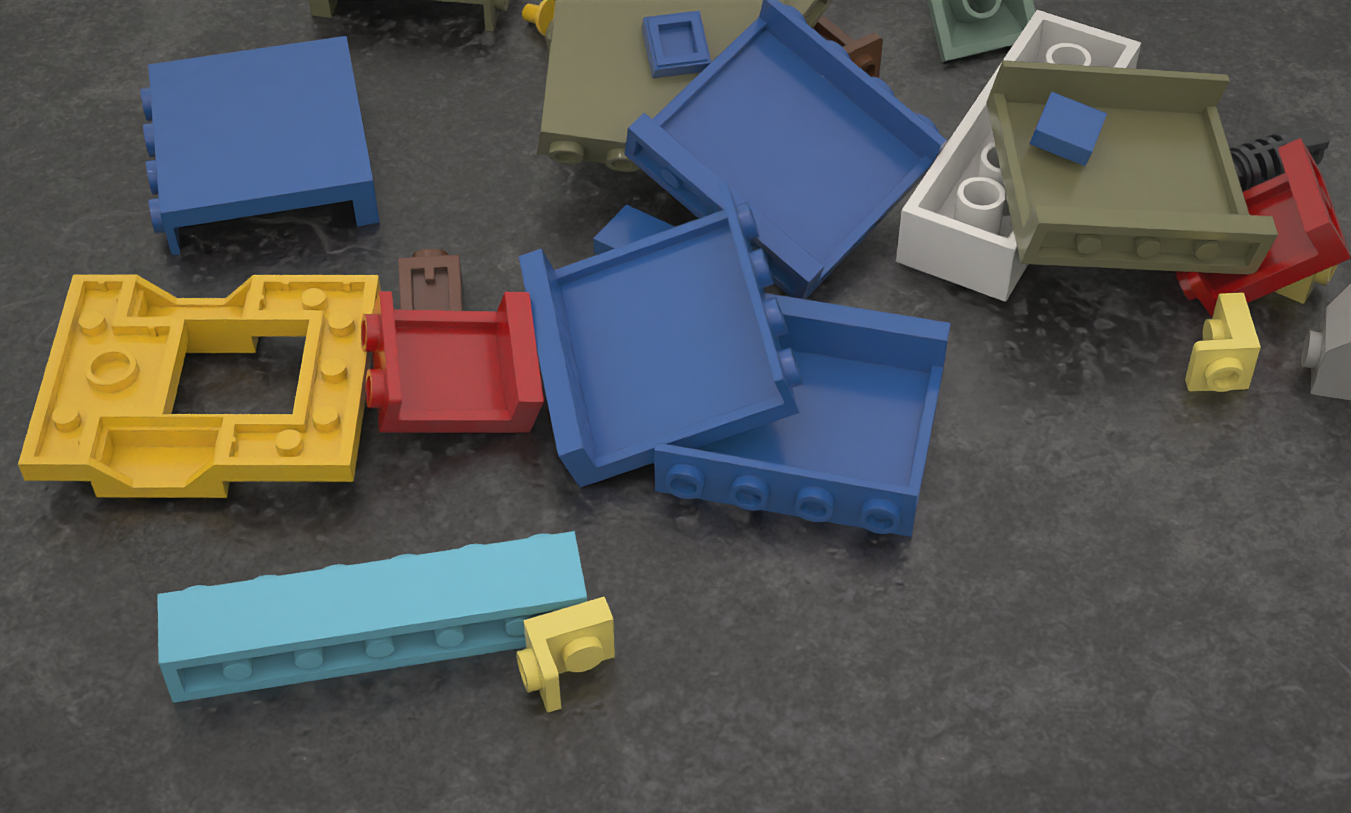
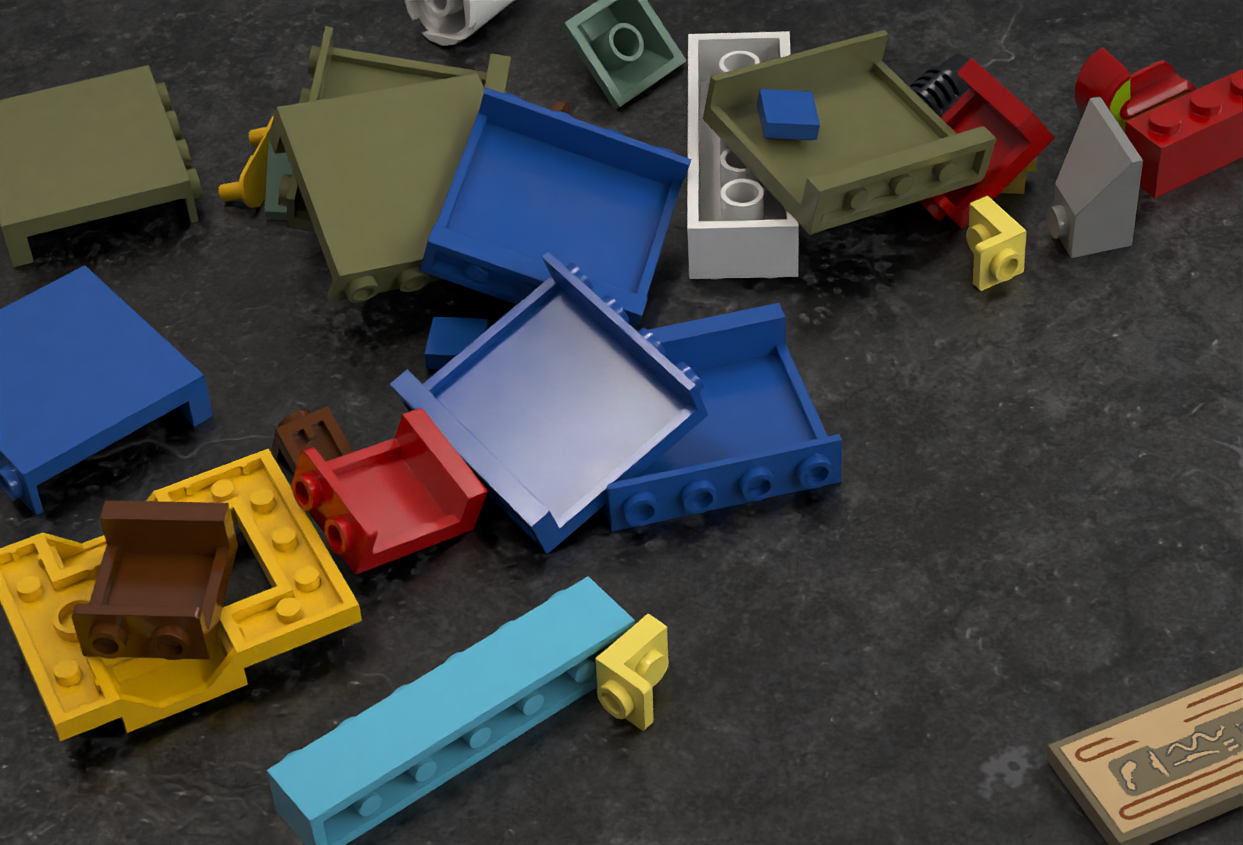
camera: 25 degrees left, 5 degrees down
(186, 367) = (158, 580): none -> reddish brown panel
(675, 44) = (418, 160): blue tile -> none

